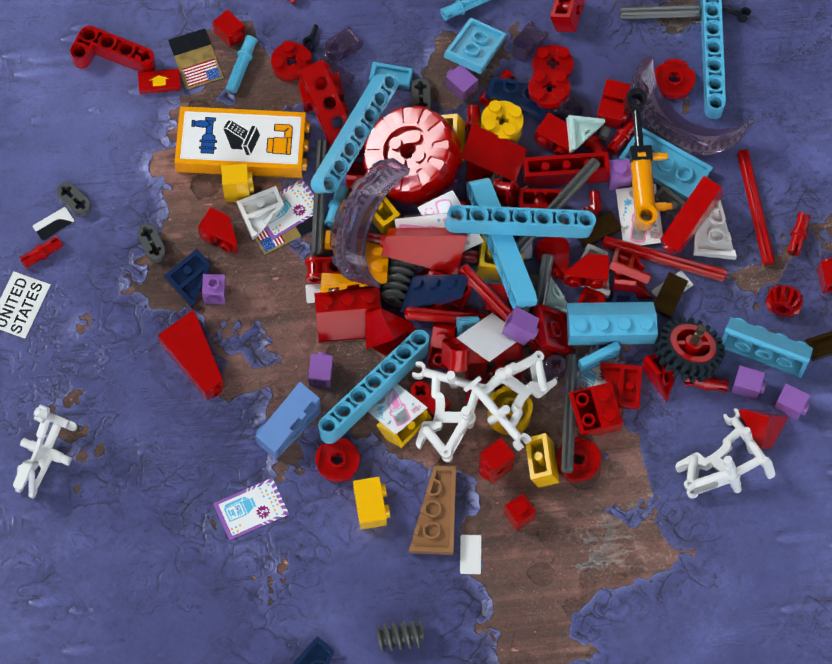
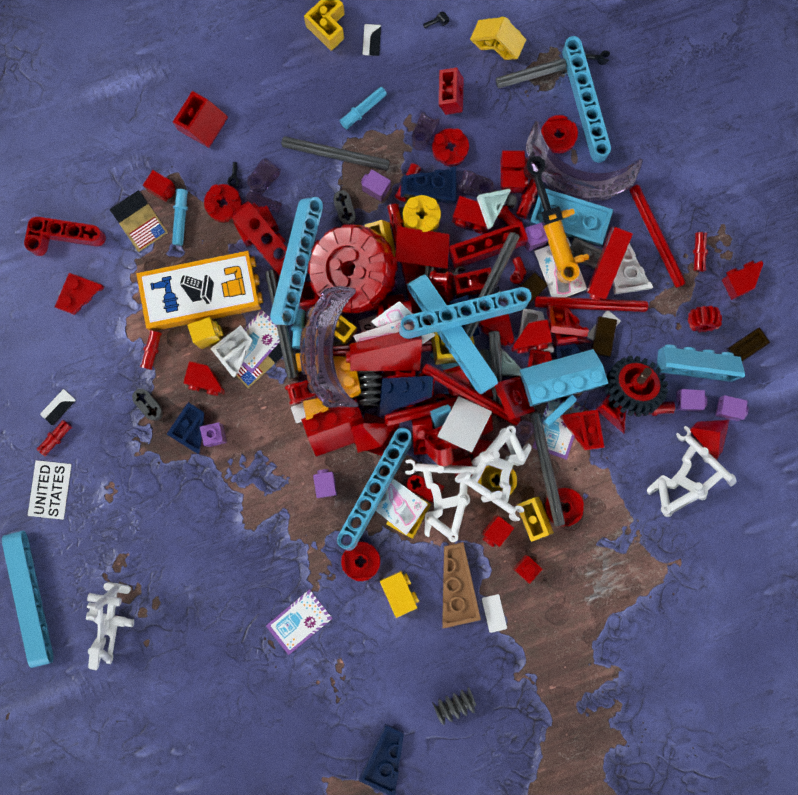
camera: 10 degrees left, 15 degrees up
(77, 196) = (70, 378): dark grey beam -> none
(108, 114) = (76, 293): none -> red wing
(159, 81) = (112, 251): red tile -> none
(171, 188) = (151, 350): none -> red pin
(191, 352) = (210, 497): red slope -> none
(289, 421) = (309, 540): medium blue wedge -> none
(403, 73) = (320, 190): medium azure tile -> none
(409, 33) = (335, 153): none -> dark grey axle
(475, 45) = (379, 147): medium azure tile -> none
(520, 326) = (488, 407): medium lavender brick -> none
(546, 78) = (458, 163): red plate -> none
(596, 410) = (569, 461): red slope -> none

